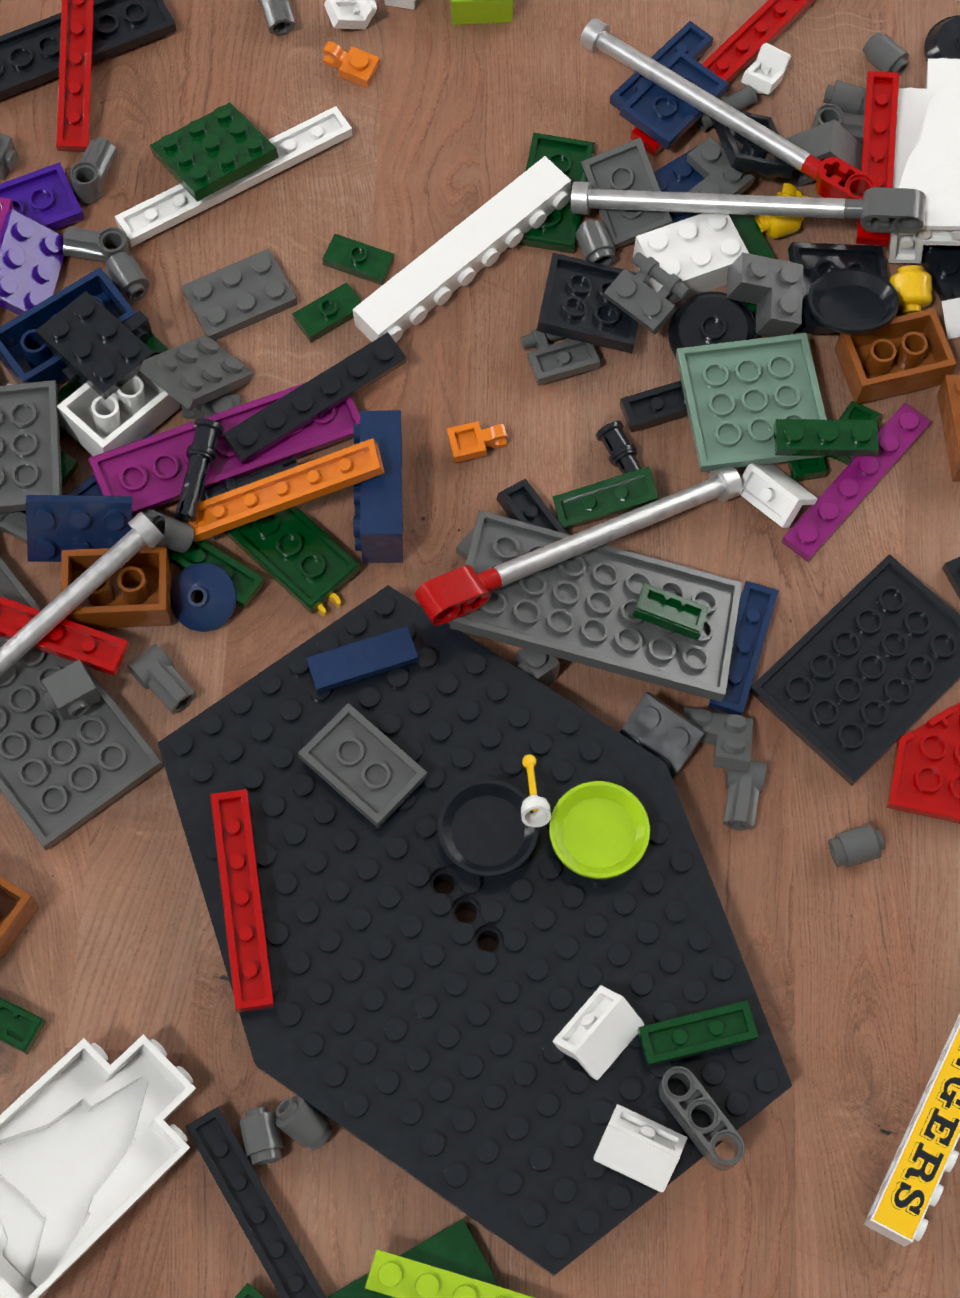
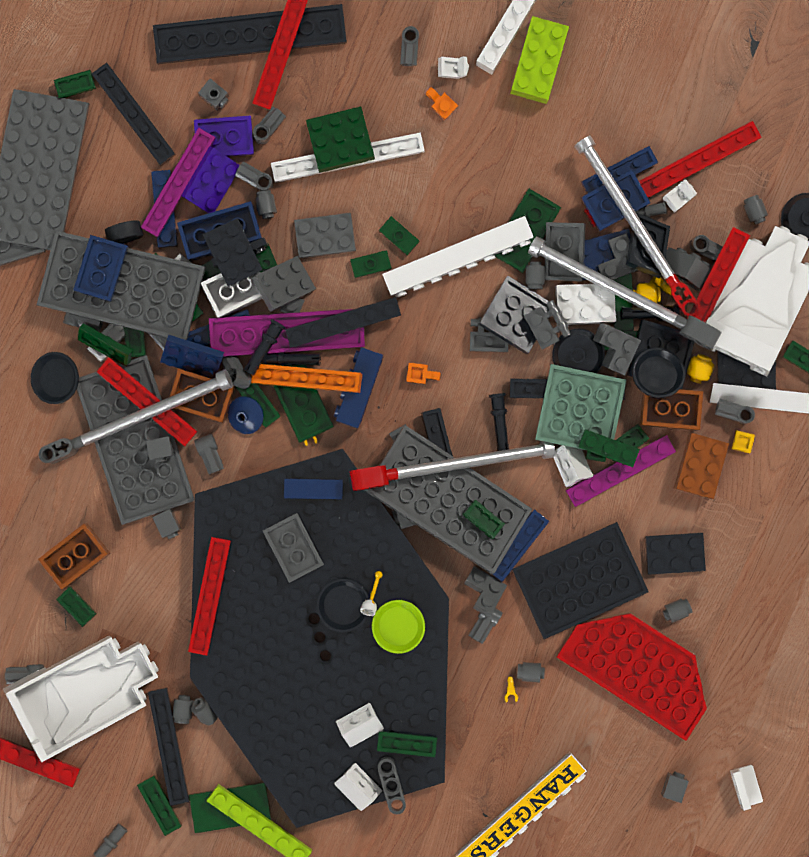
camera: 20 degrees right, 20 degrees up
(125, 818) = (167, 524): none -> dark grey brick
(606, 498) = (478, 436): dark green plate -> none
(663, 732) = (454, 579): black plate -> none
(809, 232) = (639, 313): none -> black pin
(835, 891) = (510, 689): none -> yellow piece
(846, 96) = (718, 230): dark grey brick -> none

